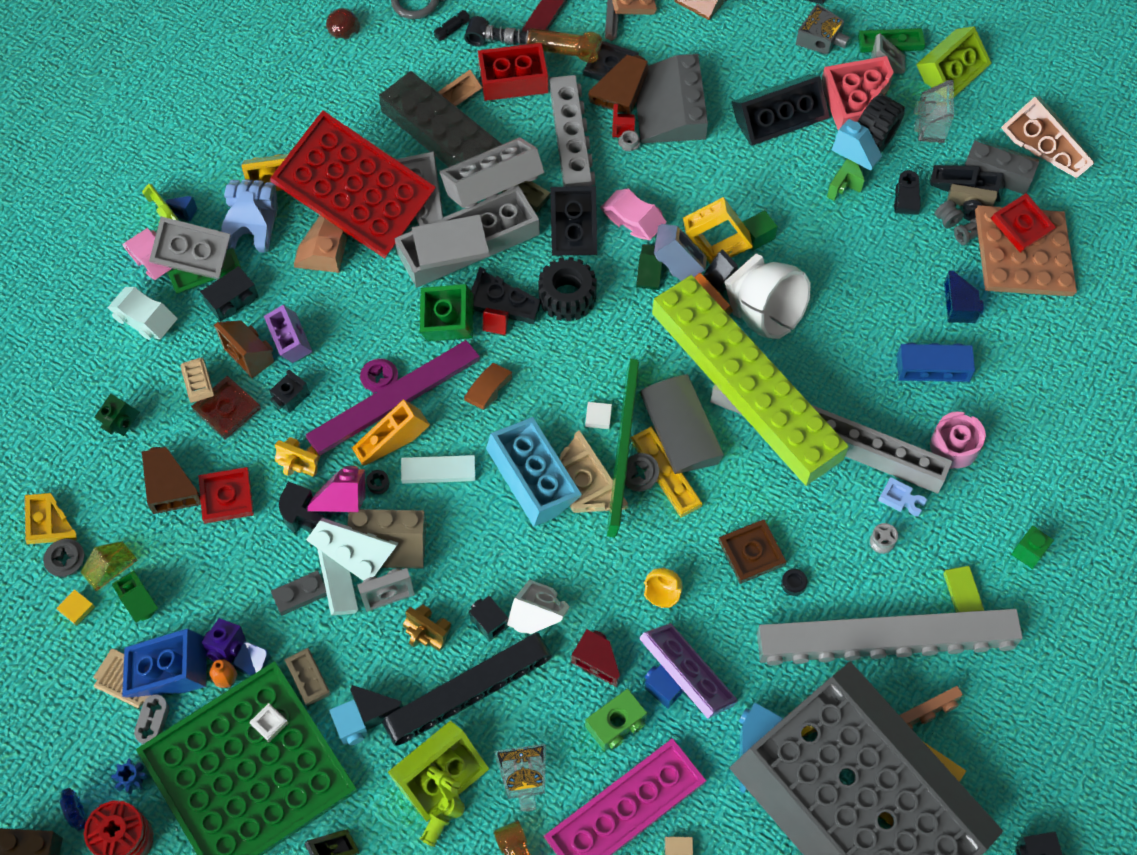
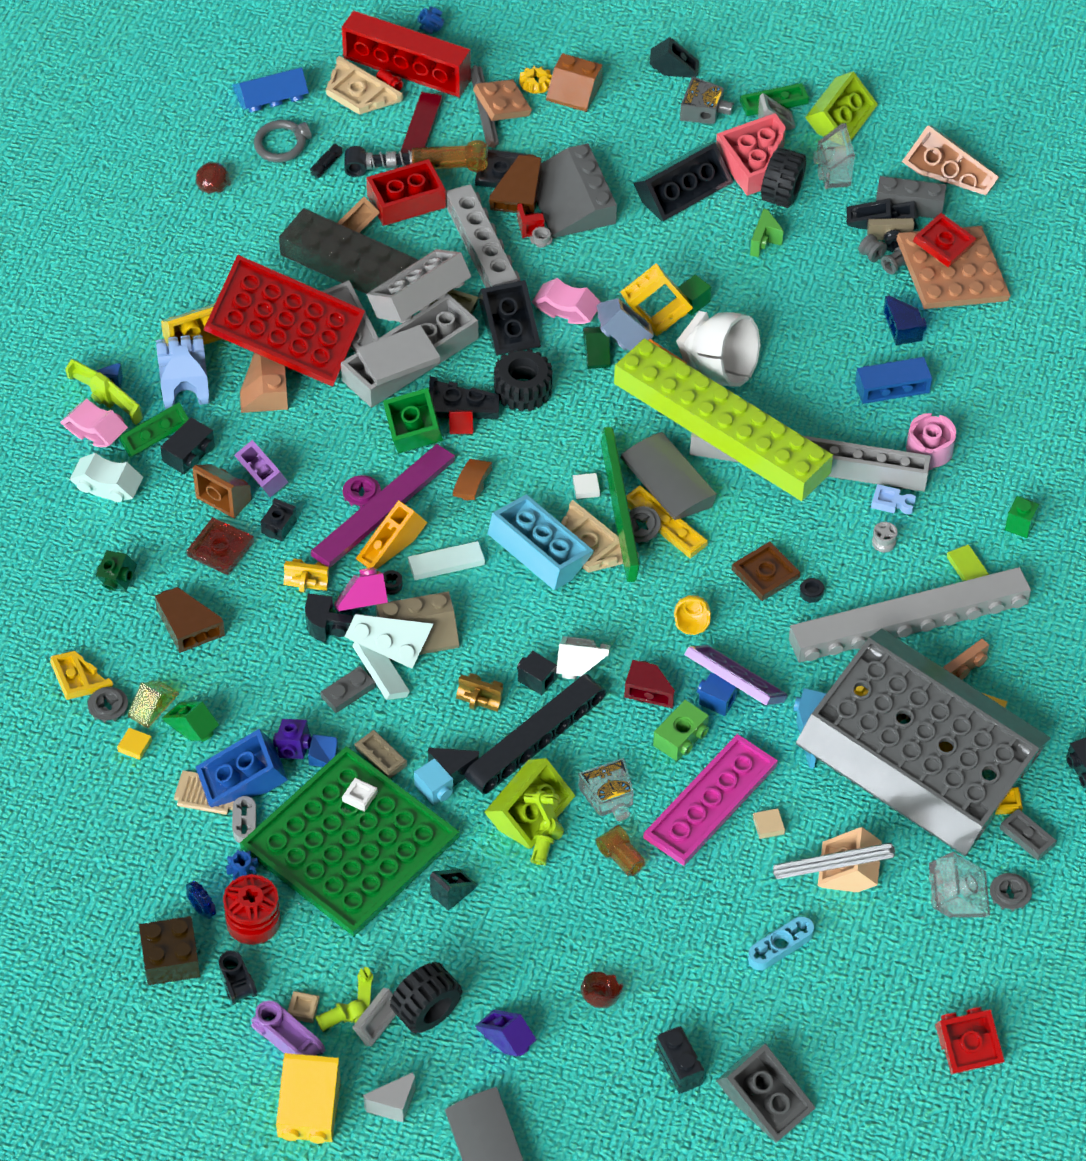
camera: 15 degrees left, 10 degrees down
(190, 248) = (140, 407): light grey plate -> none
(197, 377) = (184, 525): tan slope -> none
(223, 673) = (301, 764): orange plant -> none
(225, 495) = (248, 620): red plate -> none
(386, 589) = (434, 664): light grey plate -> none
(720, 270) = (669, 332): black slope -> none
(857, 144) = (768, 198): medium azure slope -> none
(907, 194) = (827, 237): black piece -> none

